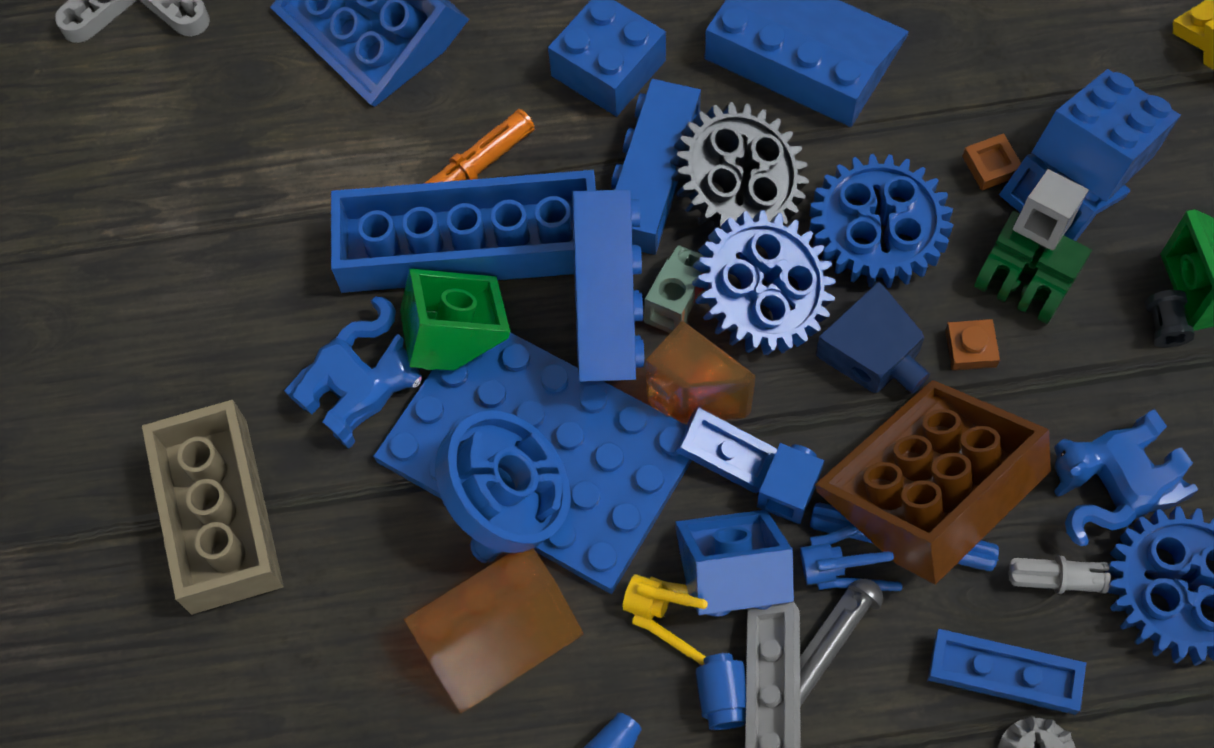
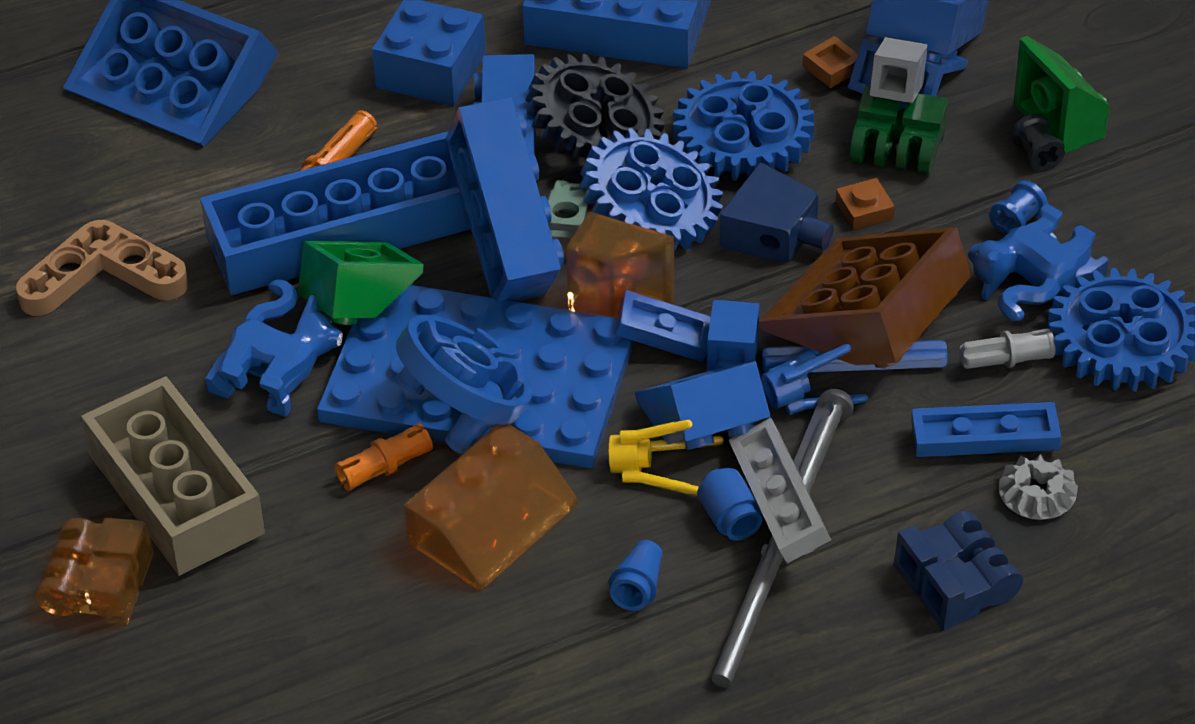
camera: 20 degrees left, 20 degrees down
(118, 611) = (97, 569): none -> clear orange legs
(244, 214) = (95, 248): none -> medium nougat beam
(413, 531) = (383, 456): none -> orange pin
(1124, 398) = (1017, 207): none -> blue bush

